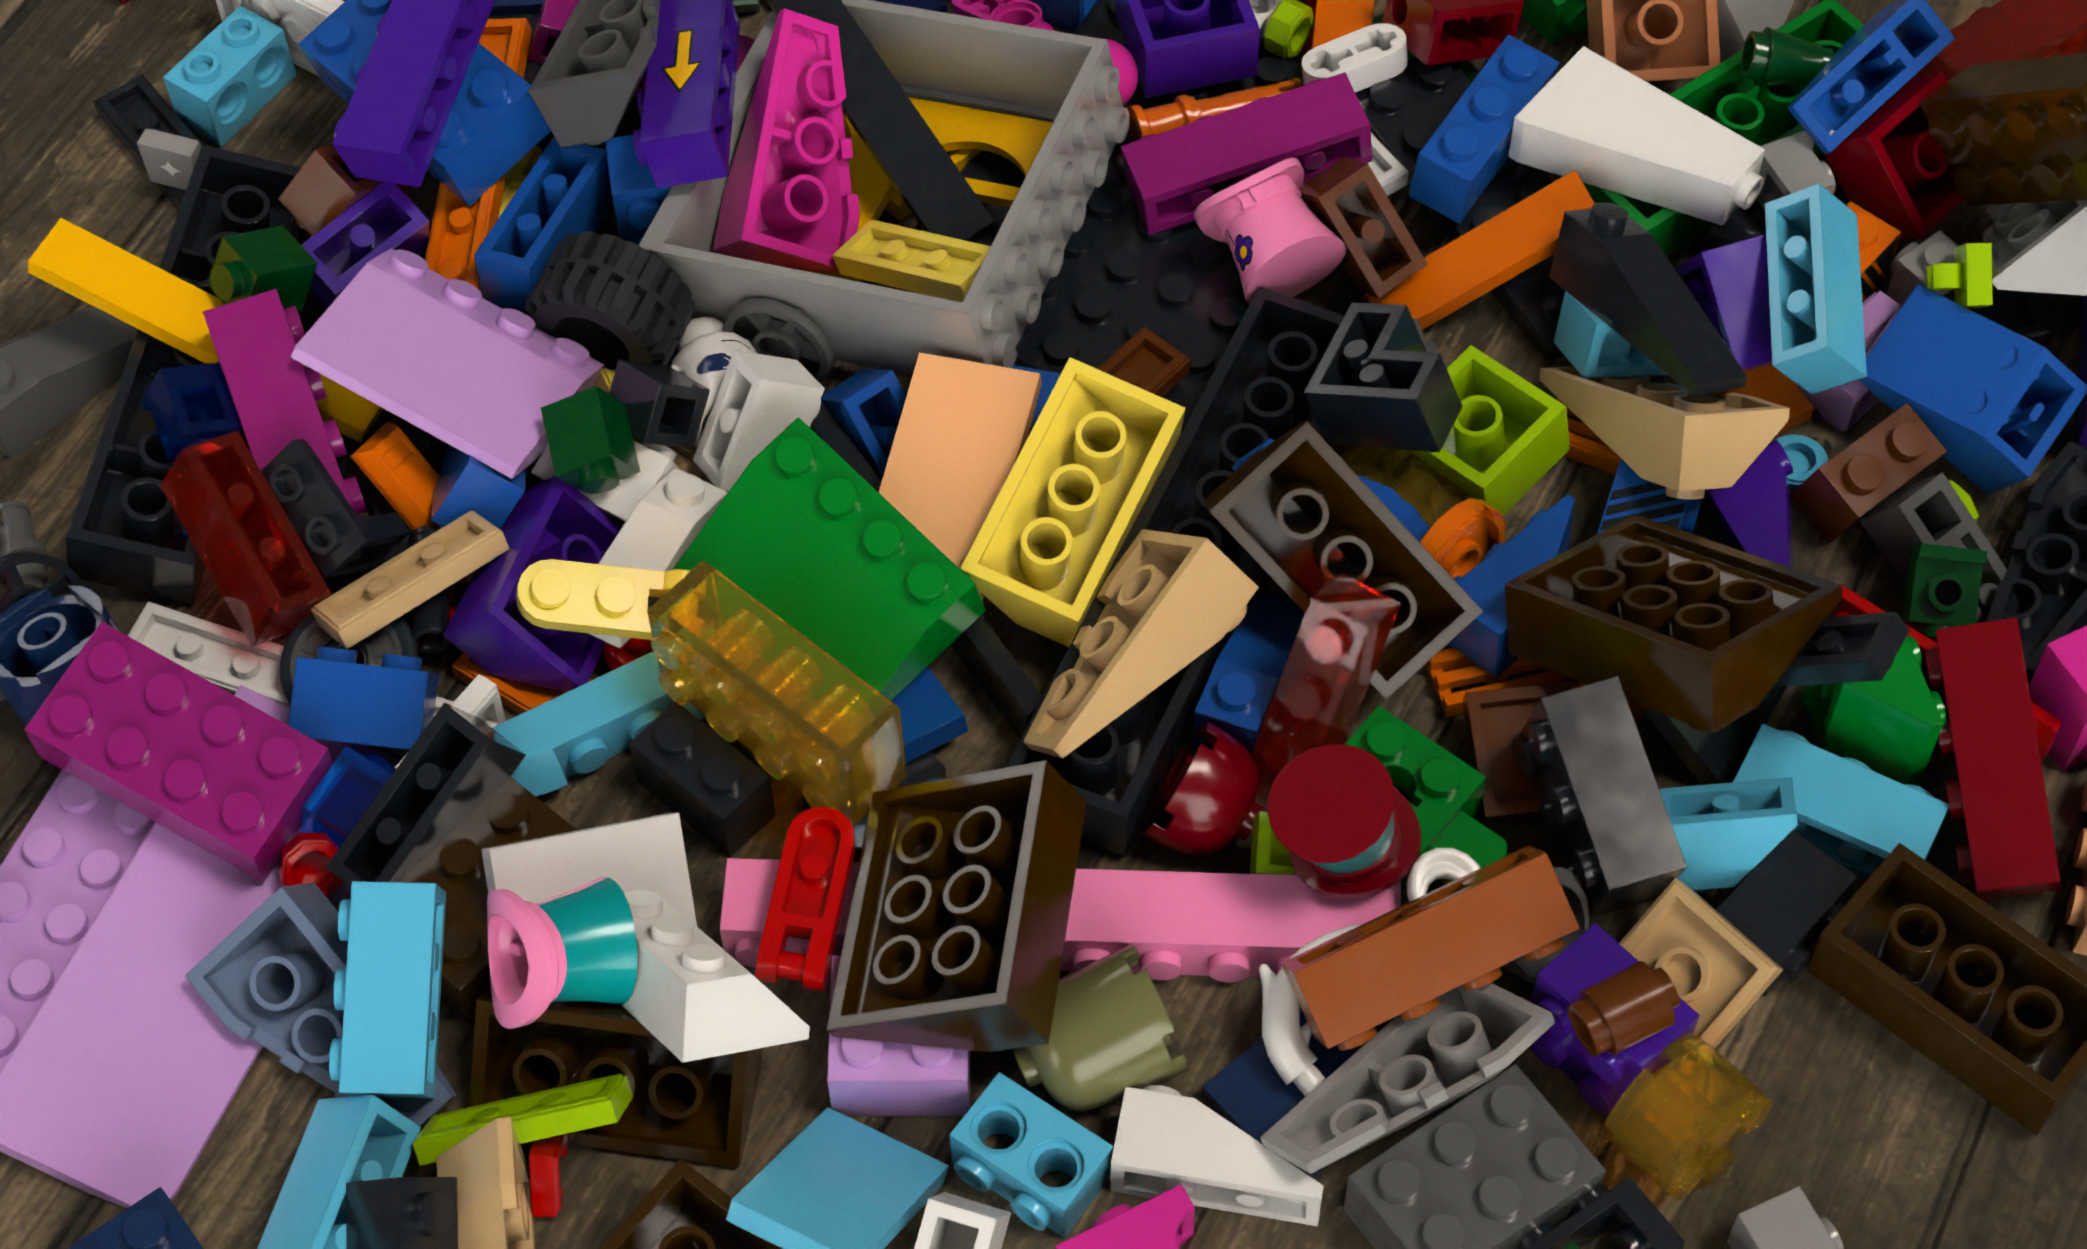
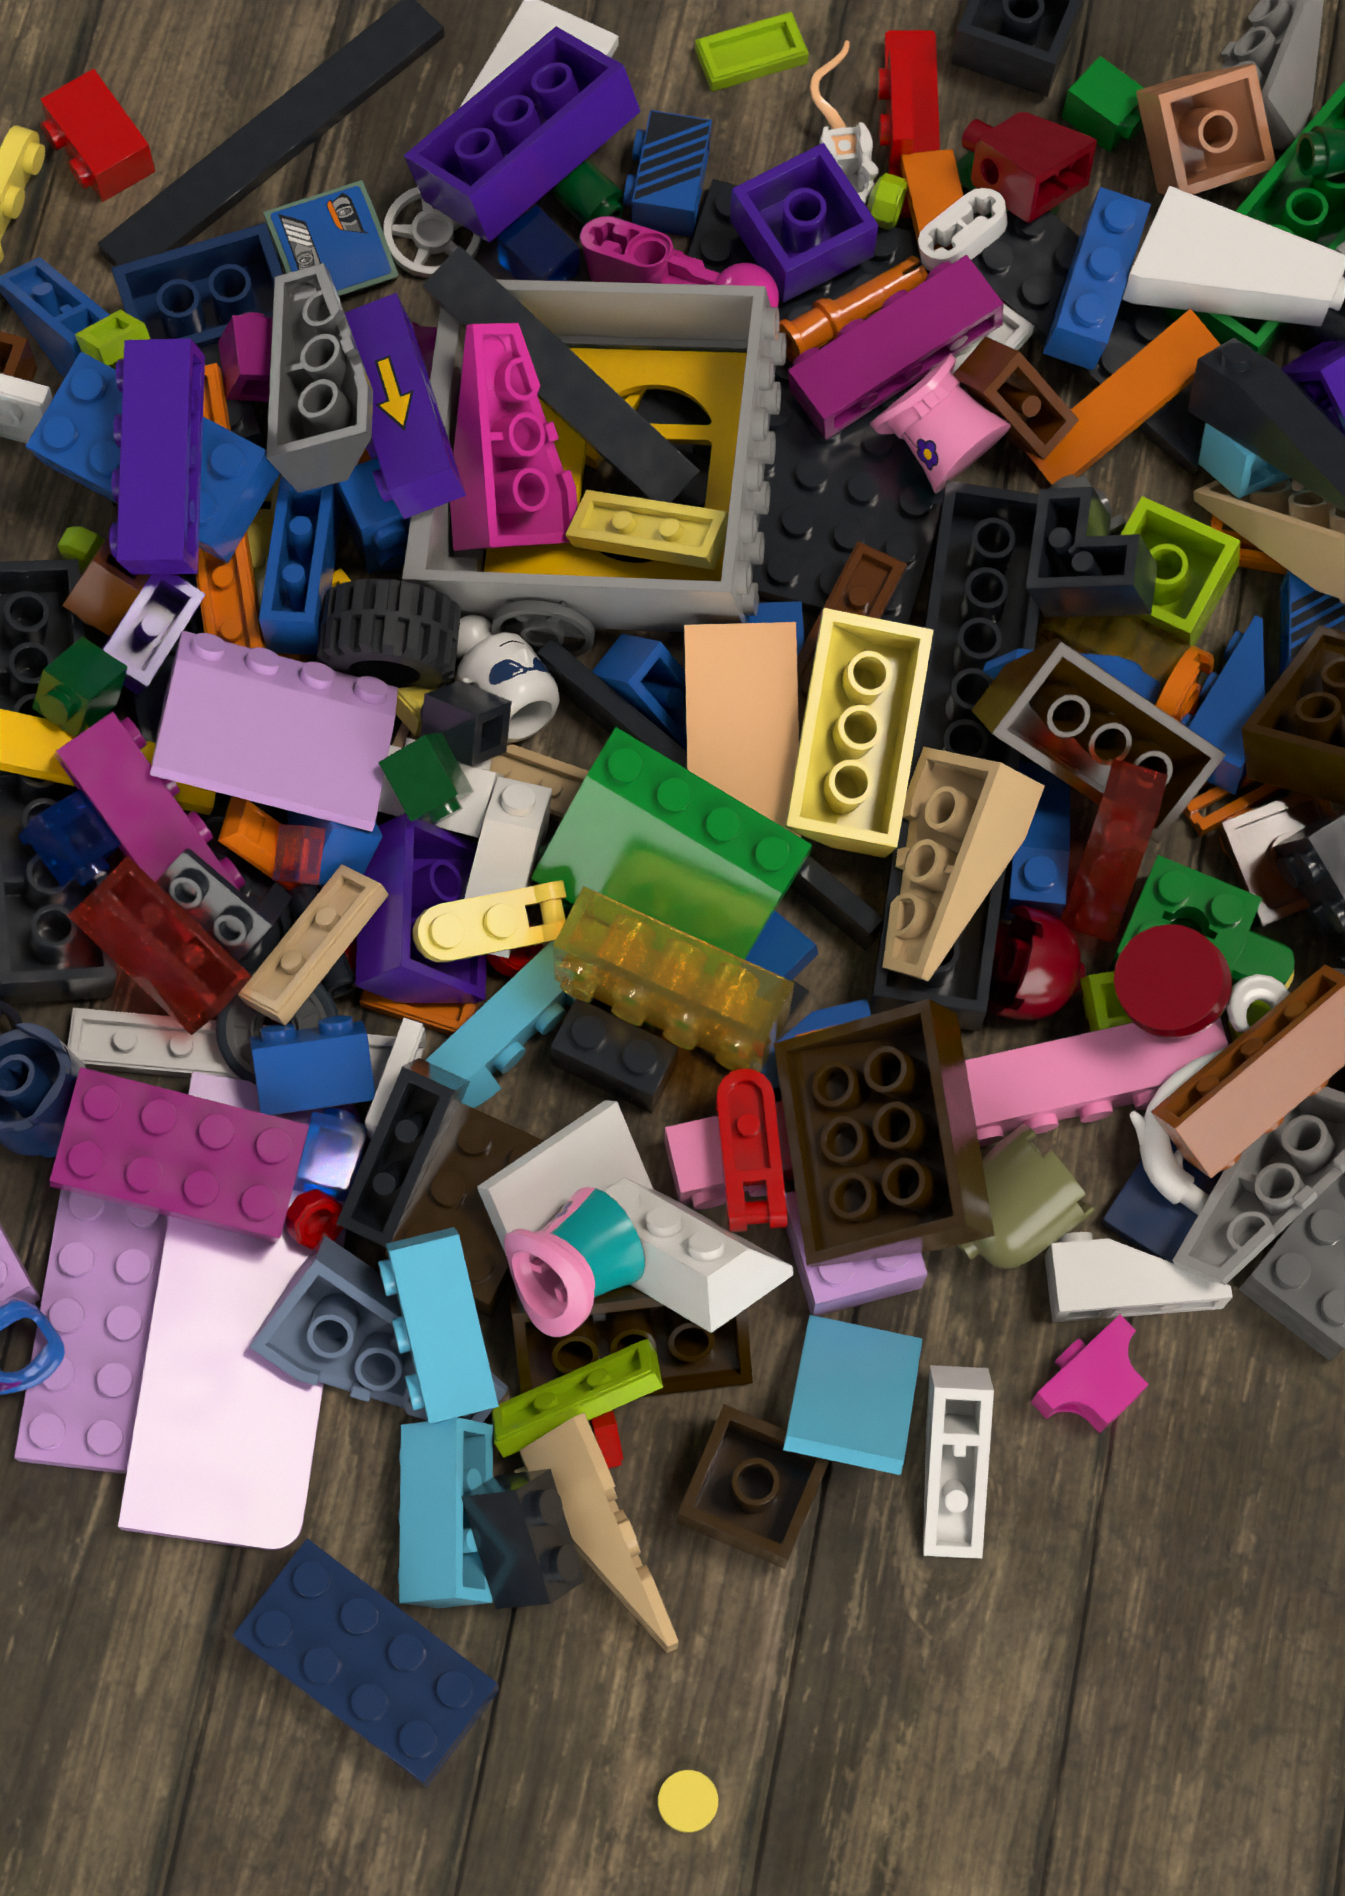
camera: 20 degrees left, 15 degrees up
(430, 489) = (299, 854): none -> clear pink tile
(751, 409) = (558, 719): white brick -> none
(1043, 1144) = (992, 1301): medium azure brick -> none

